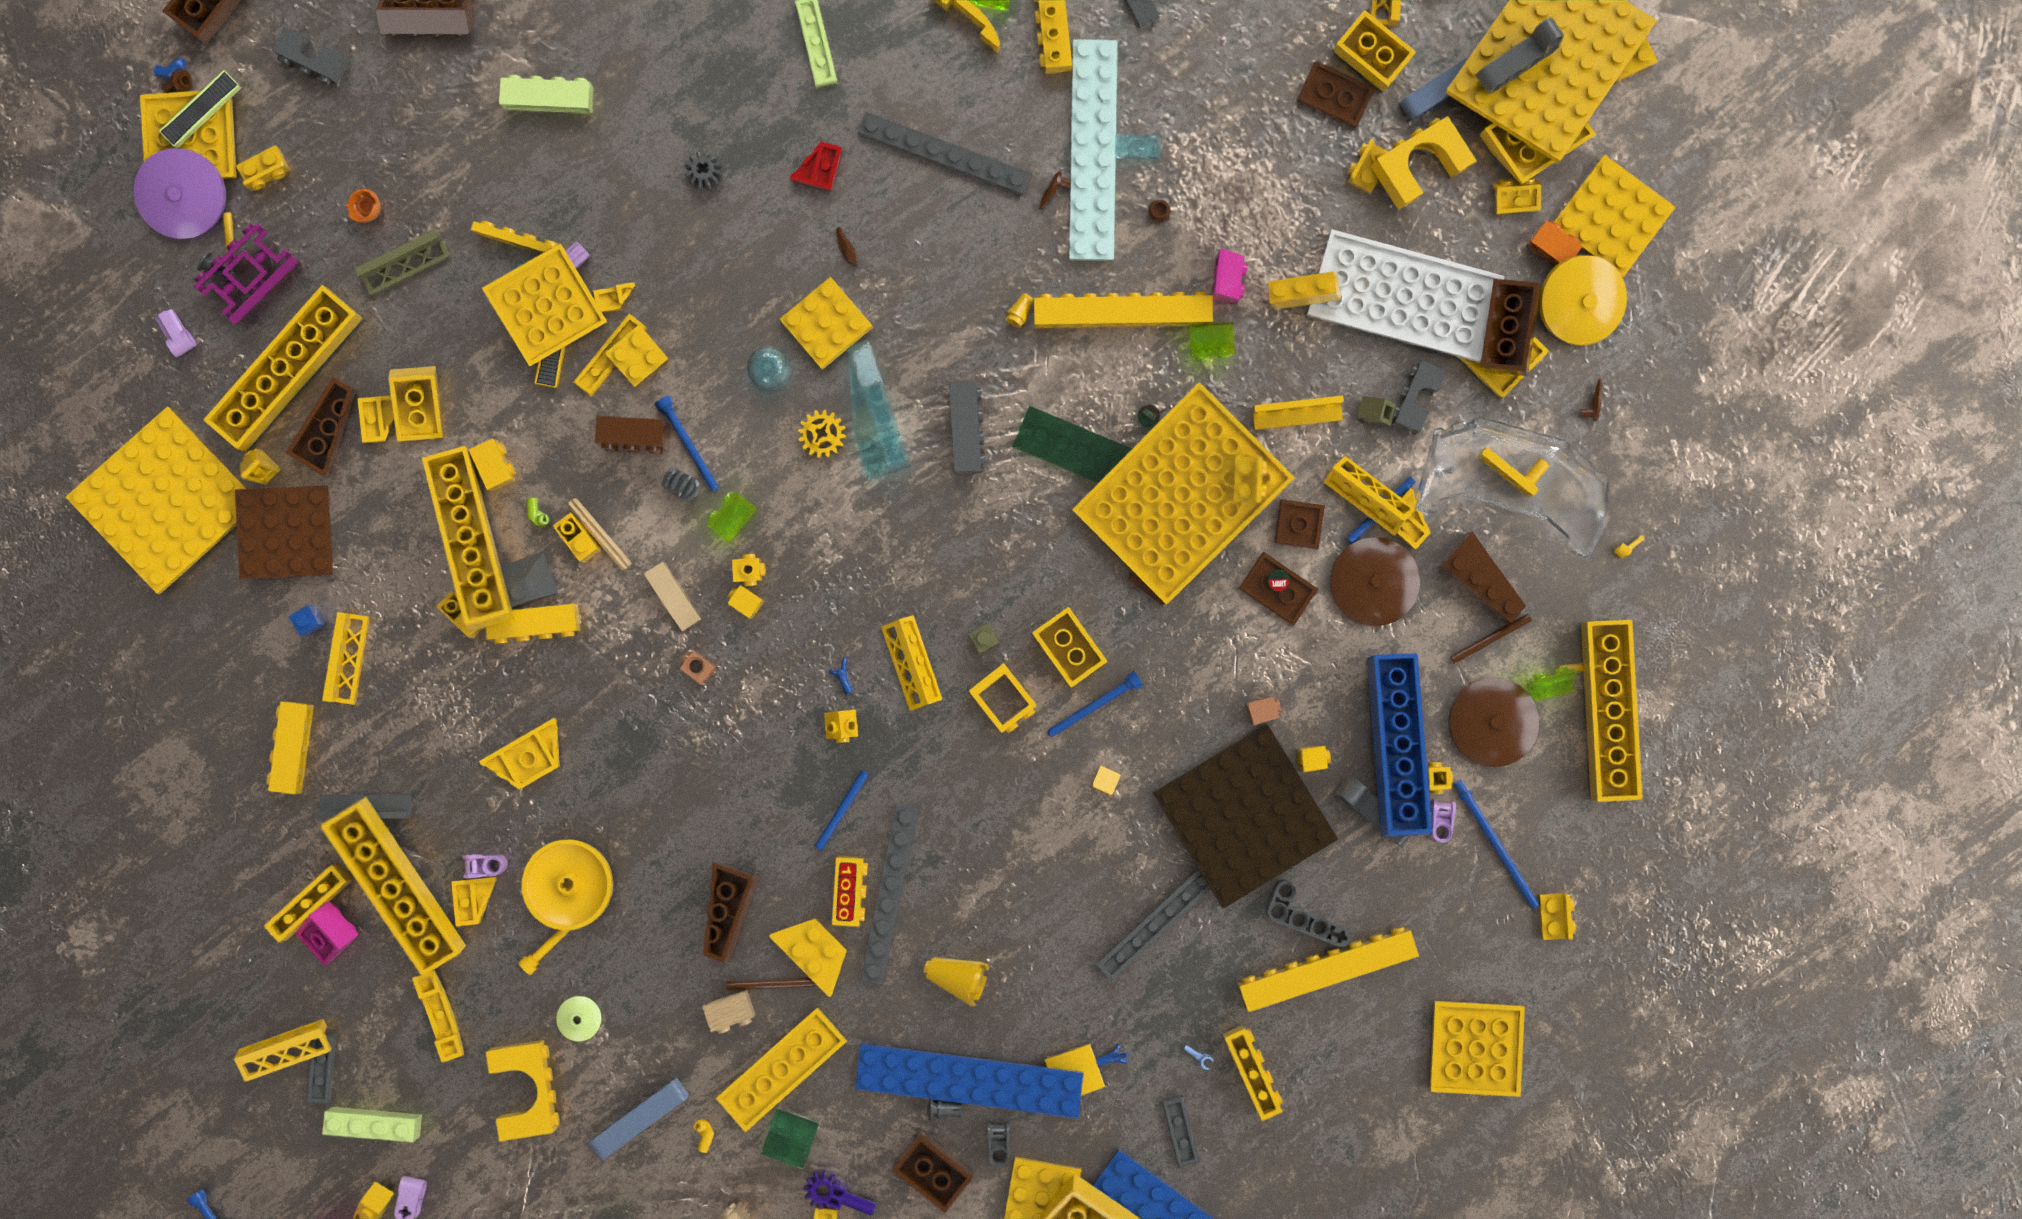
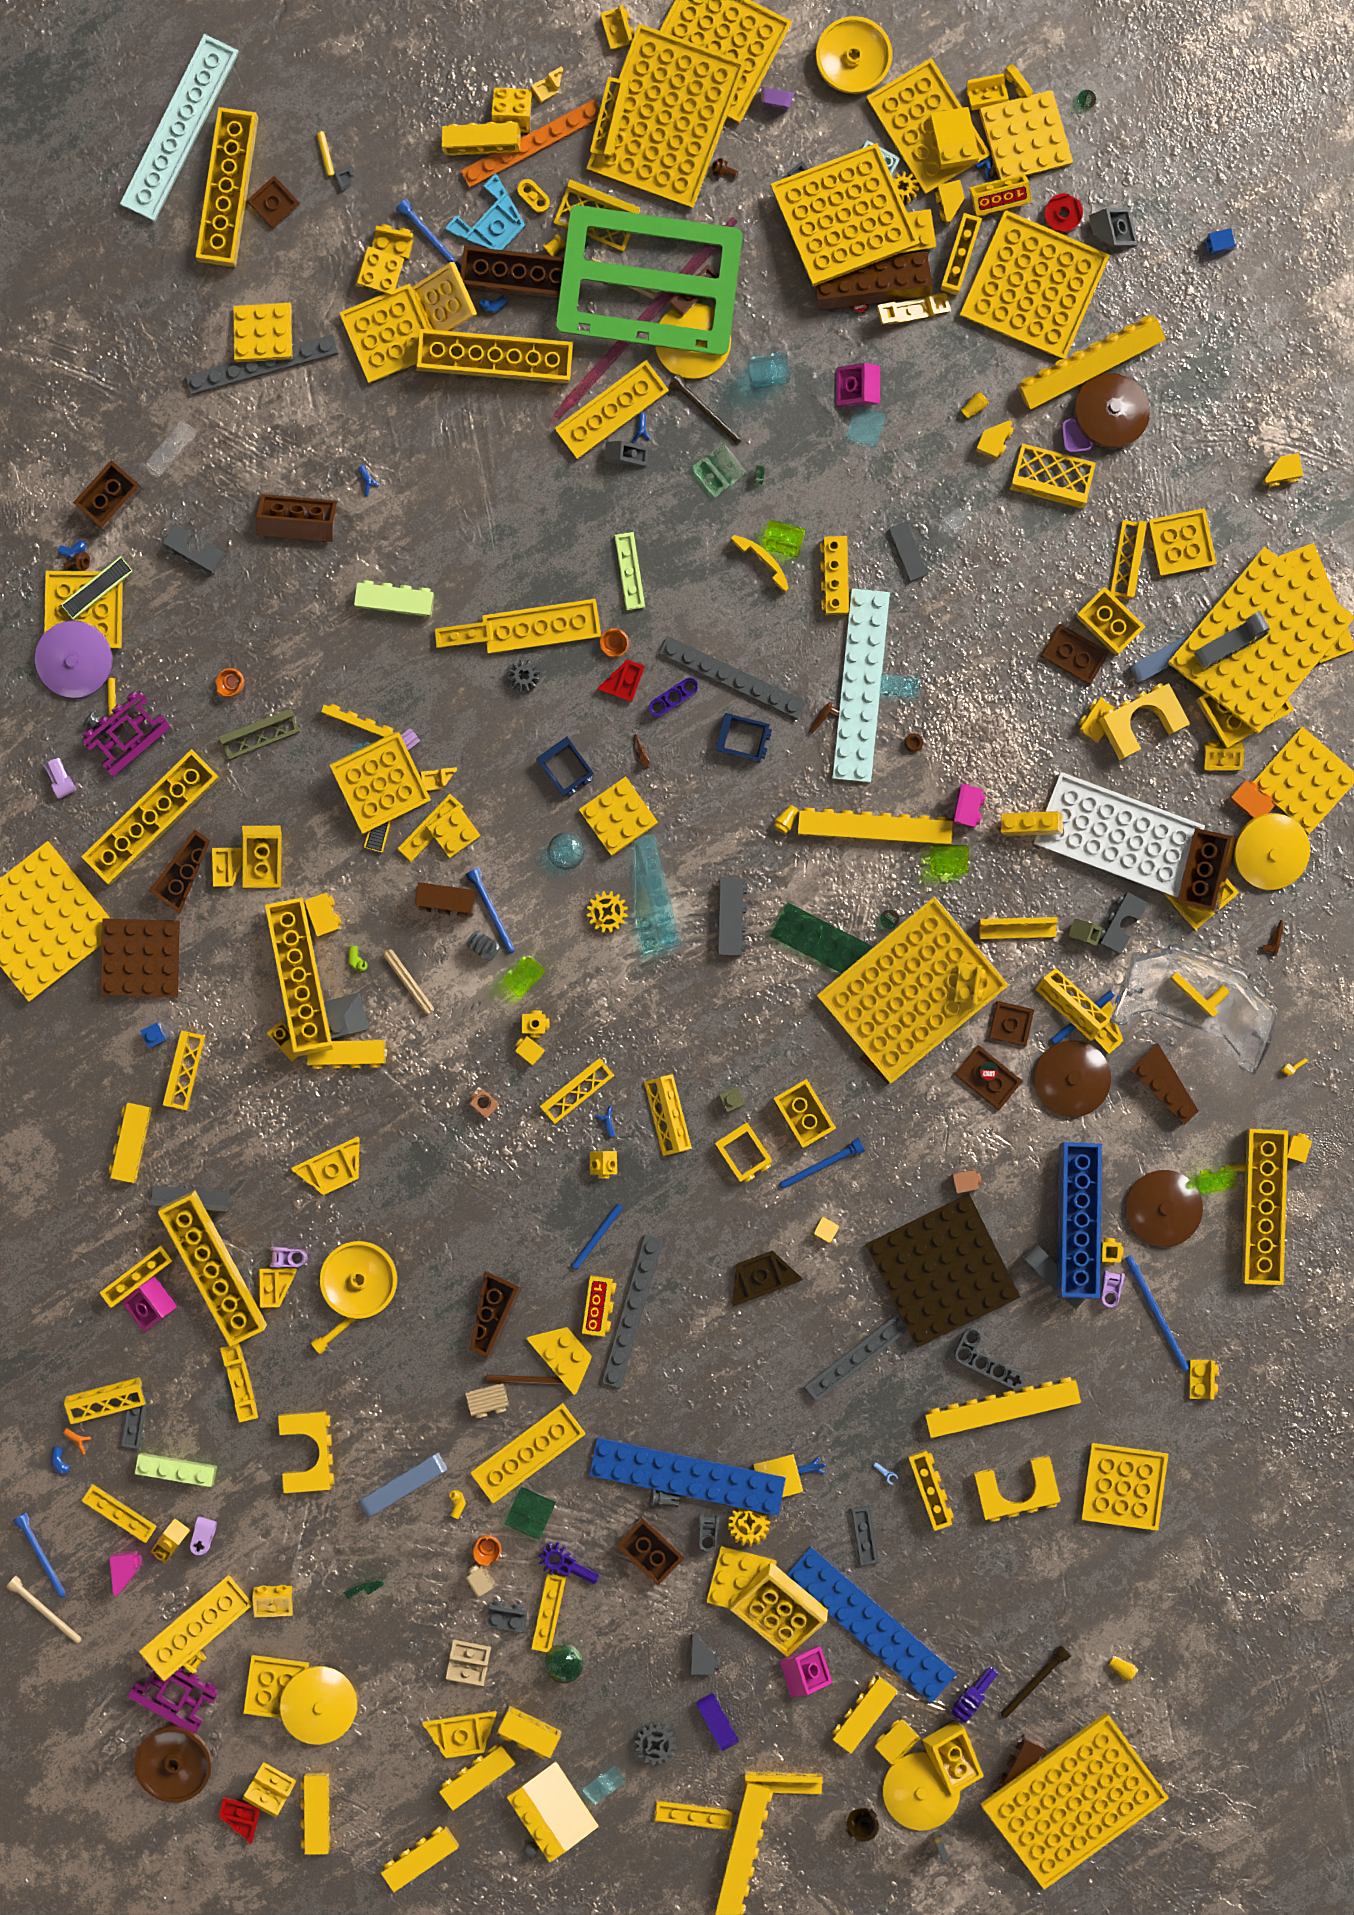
camera: 15 degrees right, 0 degrees up
(233, 1125) = (57, 1463): none -> blue arm
(255, 1098) = (76, 1439): none -> orange bar
(258, 467) = (122, 899): yellow slope -> none
(263, 168) = (144, 642): yellow bracket -> none
(311, 1180) = (119, 1513): none -> yellow plate
(577, 538) = (390, 983): yellow slope -> none
(586, 1010) = (364, 1388): yellowish green dish -> none
(629, 128) = (464, 634): none -> yellow plate
(672, 596) = (468, 1040): tan slope -> none
(719, 112) = (543, 626): none -> yellow plate
(741, 1187) = (486, 1550): none -> orange hair
(747, 253) = (555, 750): none -> dark blue window
(798, 637) = (572, 1085): none -> yellow fence
(804, 123) = (614, 642): none -> orange hair
(882, 170) = (664, 701): none -> dark purple beam
(943, 200) = (724, 732): none -> dark blue window
(958, 977) = (685, 1387): yellow cone -> none
(1035, 841) = (761, 1276): none -> dark brown wing
(1037, 1134) = (740, 1527): none -> yellow gear
(1313, 758) = (1005, 1226): yellow slope -> none
(1384, 1065) = (1044, 1492): none -> yellow arch
(1490, 638) = (1167, 1136): reddish brown bar -> none
(1645, 639) = (1299, 1147): none -> yellow brick

